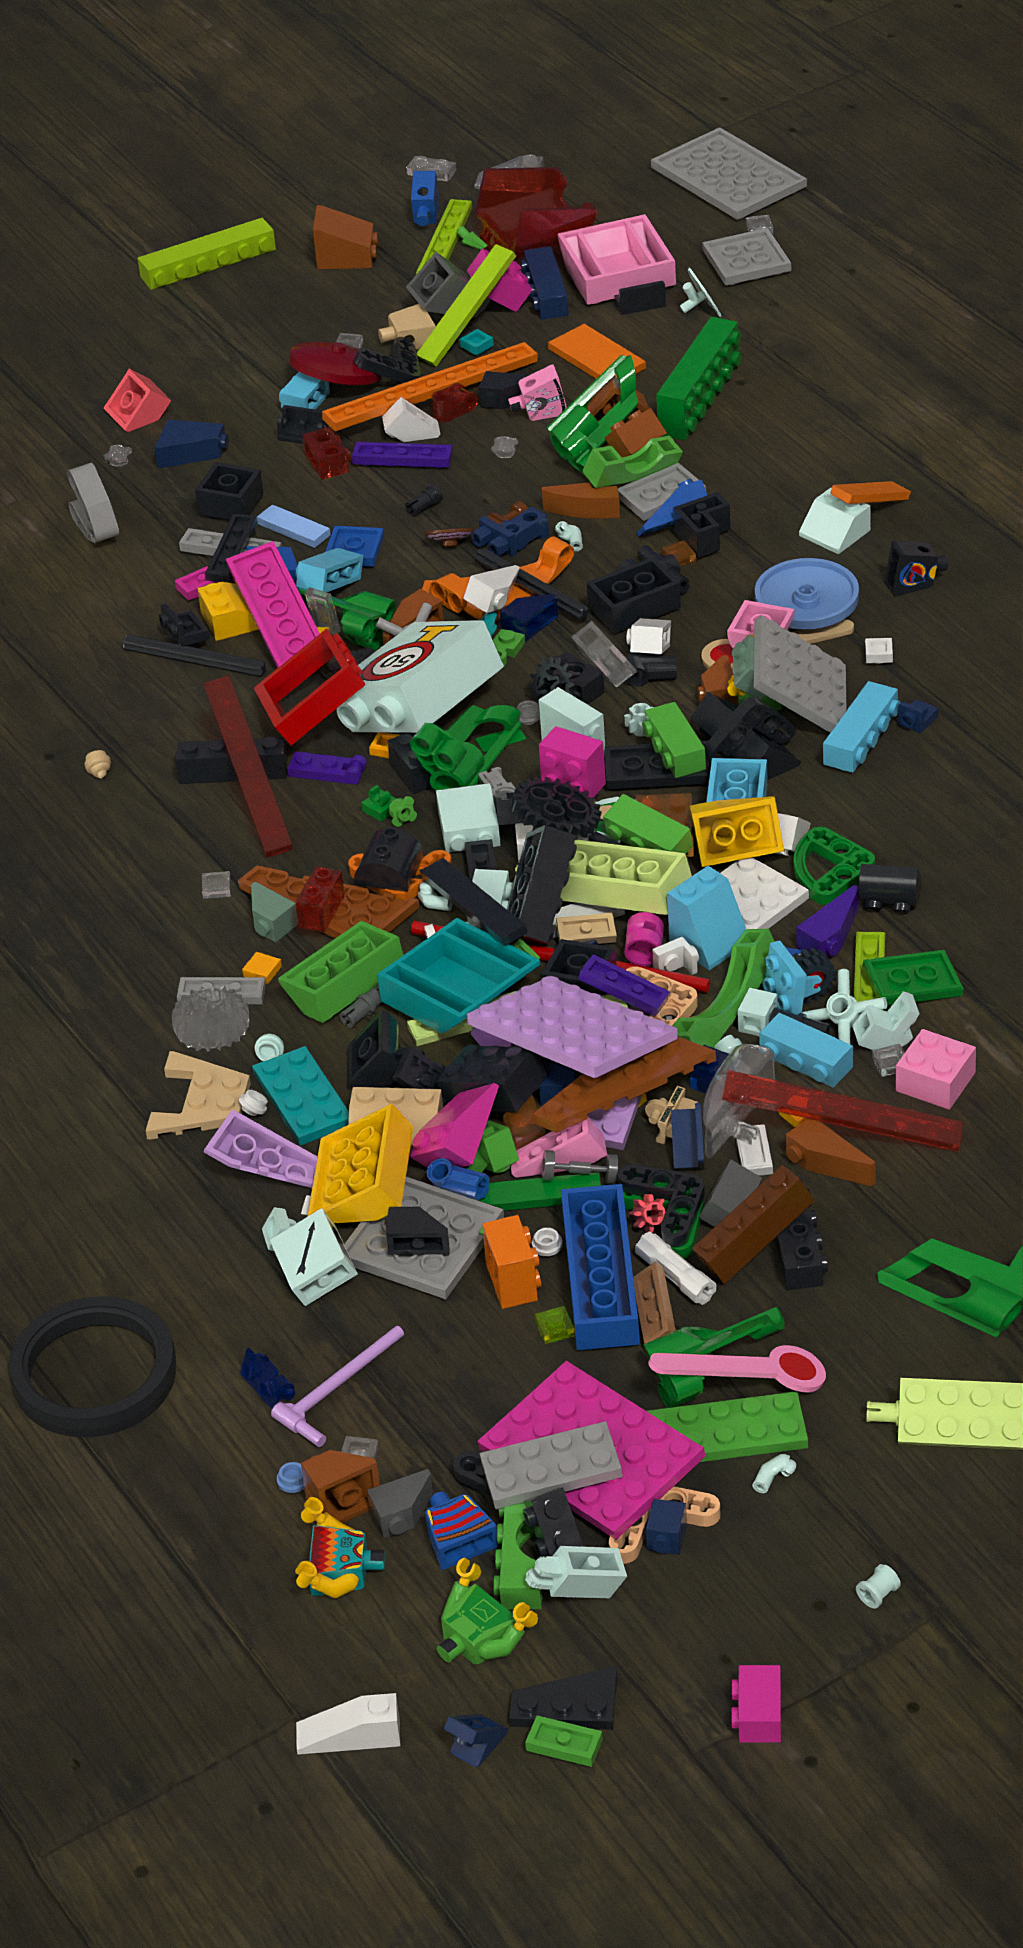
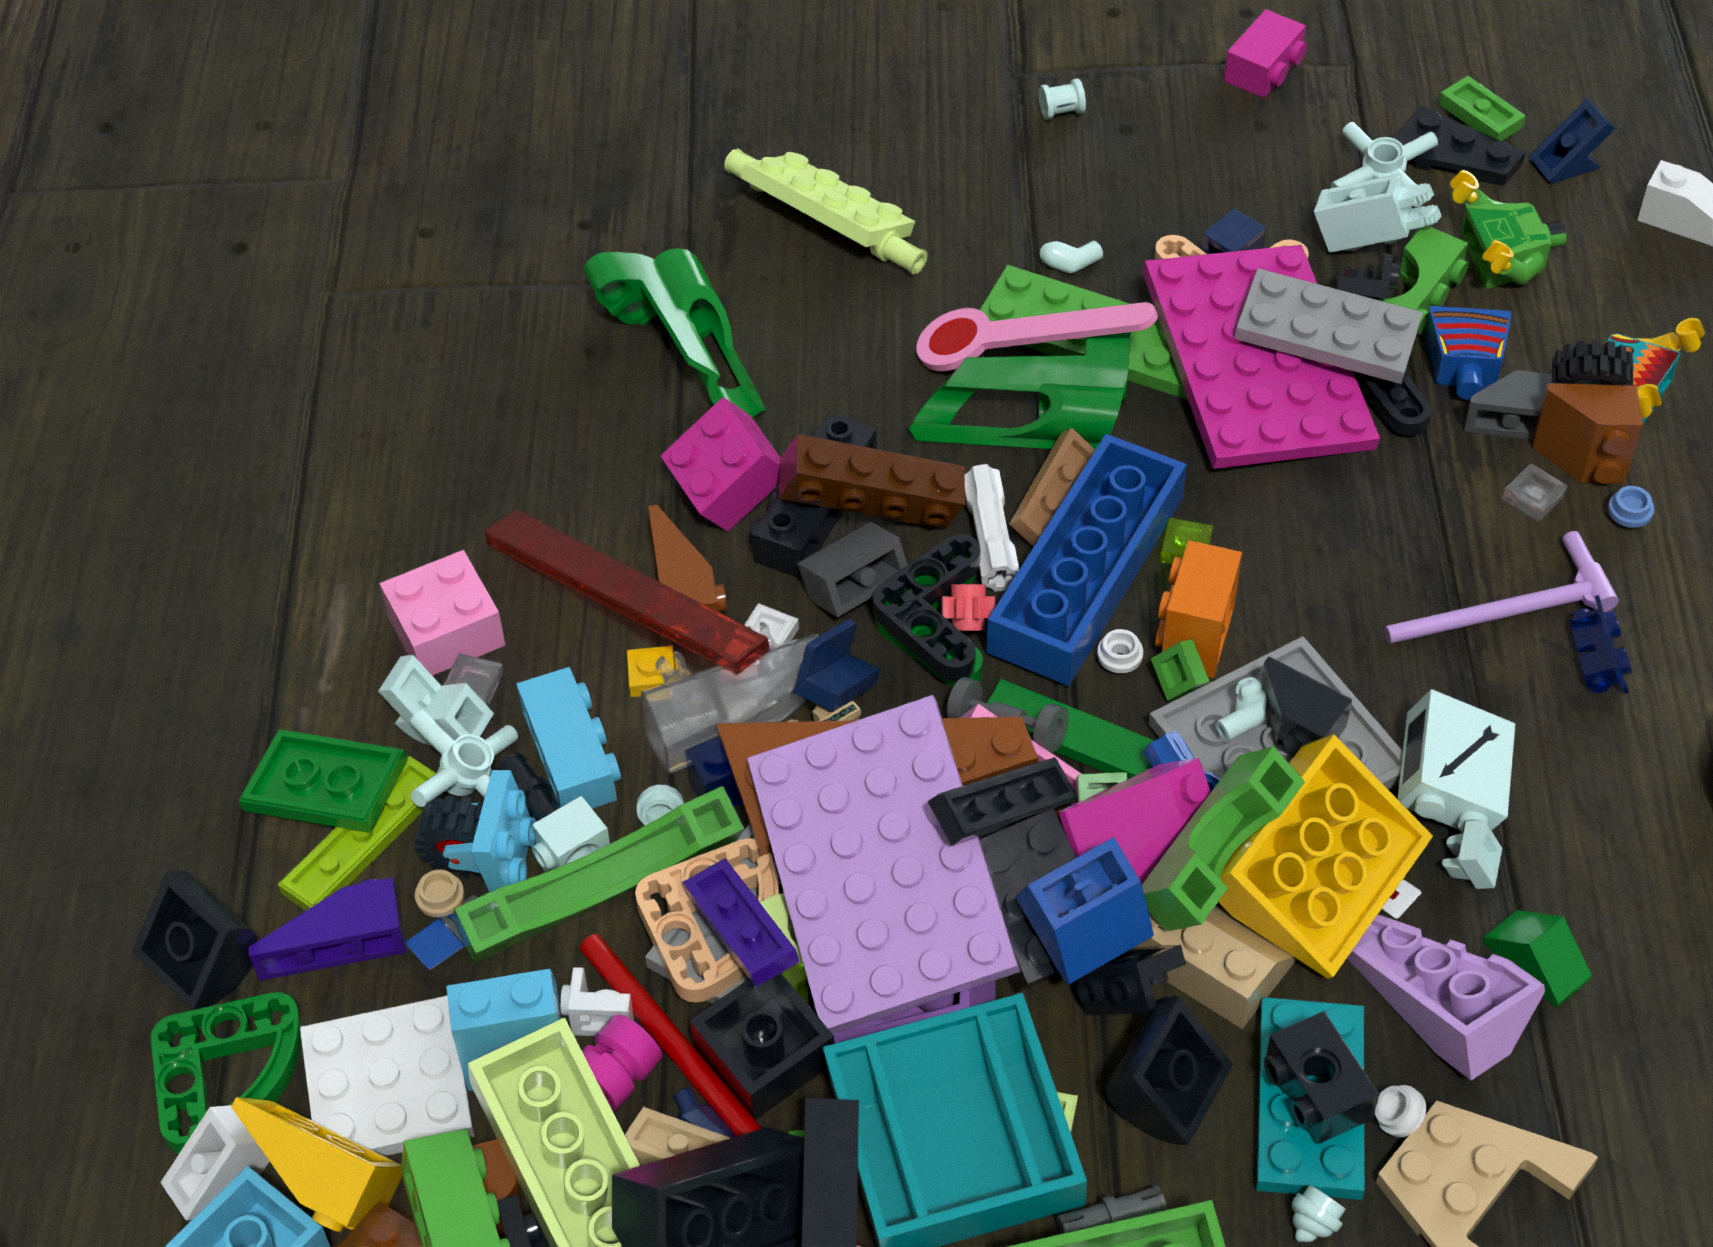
camera: 150 degrees left, 10 degrees up
(223, 1205) = (1543, 949): none -> green slope
(296, 1076) = (1319, 1050): none -> black brick
(360, 1507) = (1593, 364): none -> black tyre
(411, 1088) = (1188, 876): none -> bright green arch
(448, 1219) = (1248, 712): none -> light aqua arm
(455, 1051) = (1088, 910): none -> blue slope
(528, 1070) = (1002, 800): none -> black tile
(604, 1646) = (1383, 156): none -> light aqua bar
(854, 1202) = (724, 464): none -> dark pink brick

